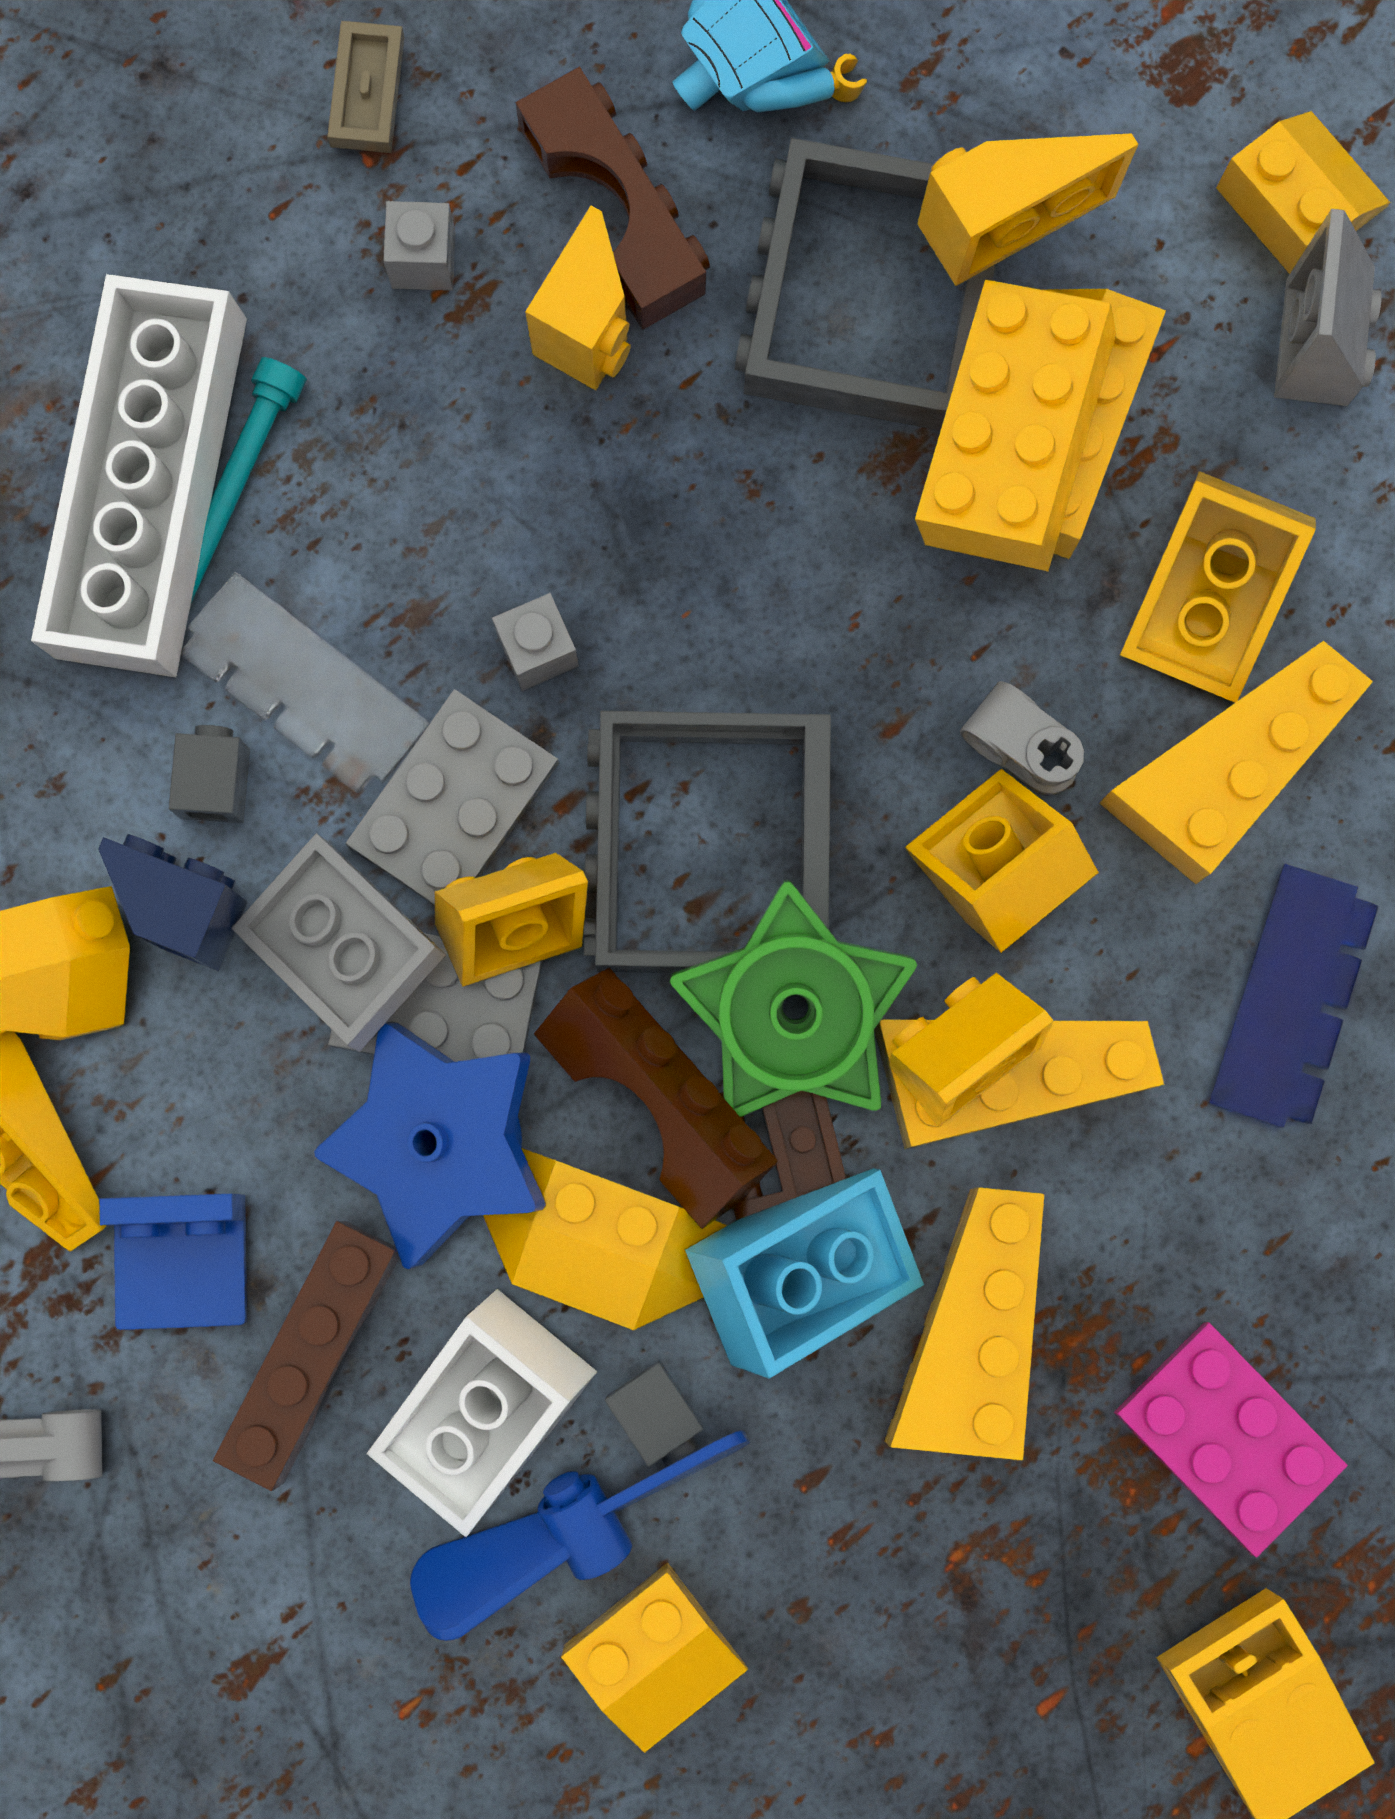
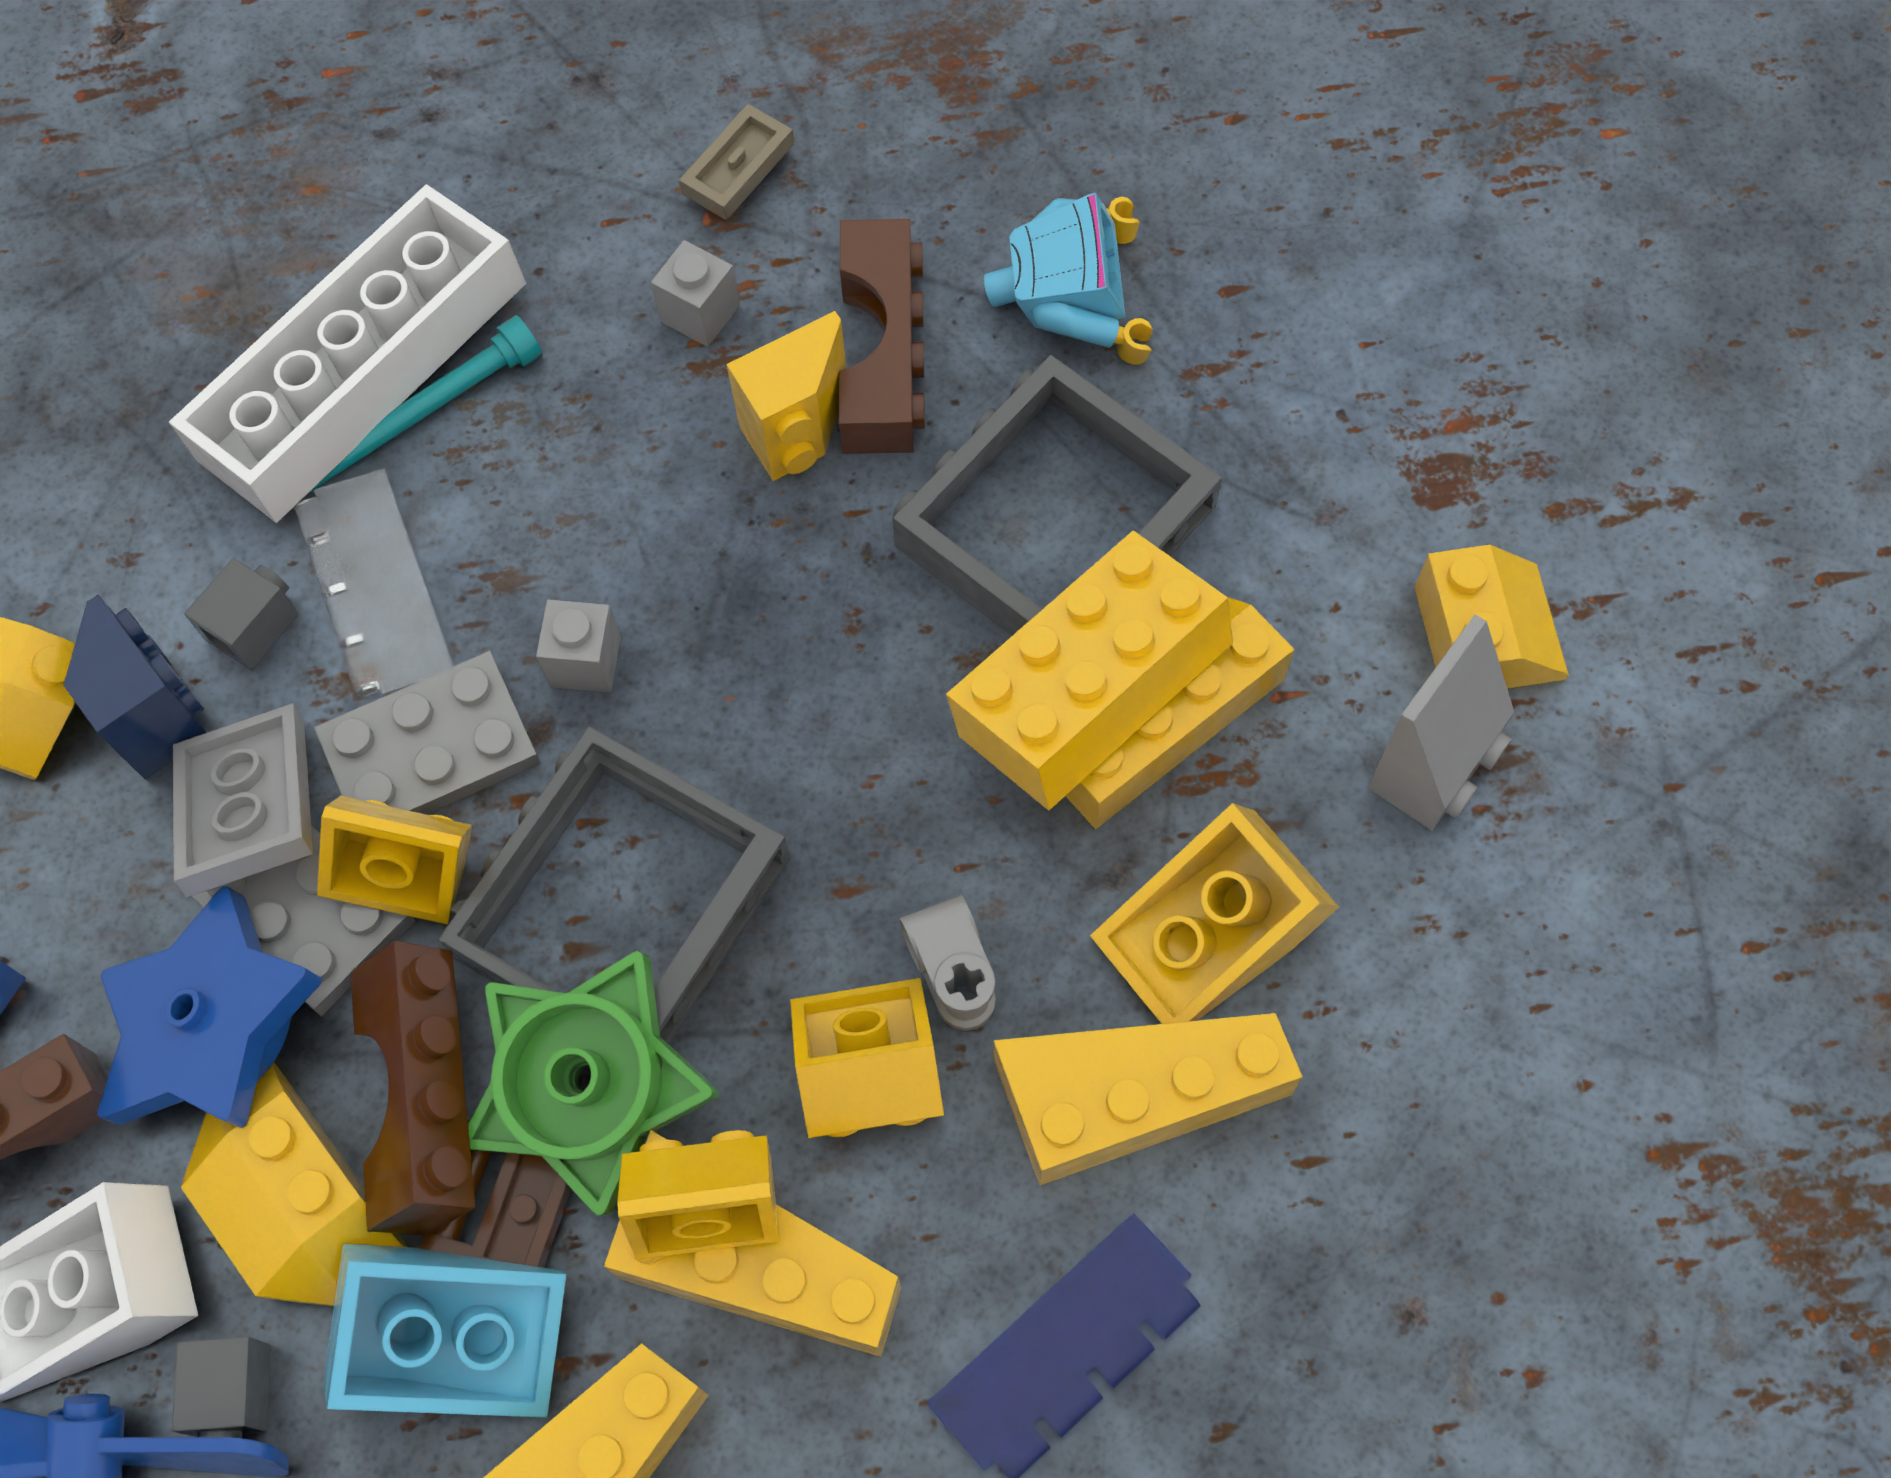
camera: 35 degrees right, 15 degrees down
(1015, 193) = (1210, 479): yellow slope -> none

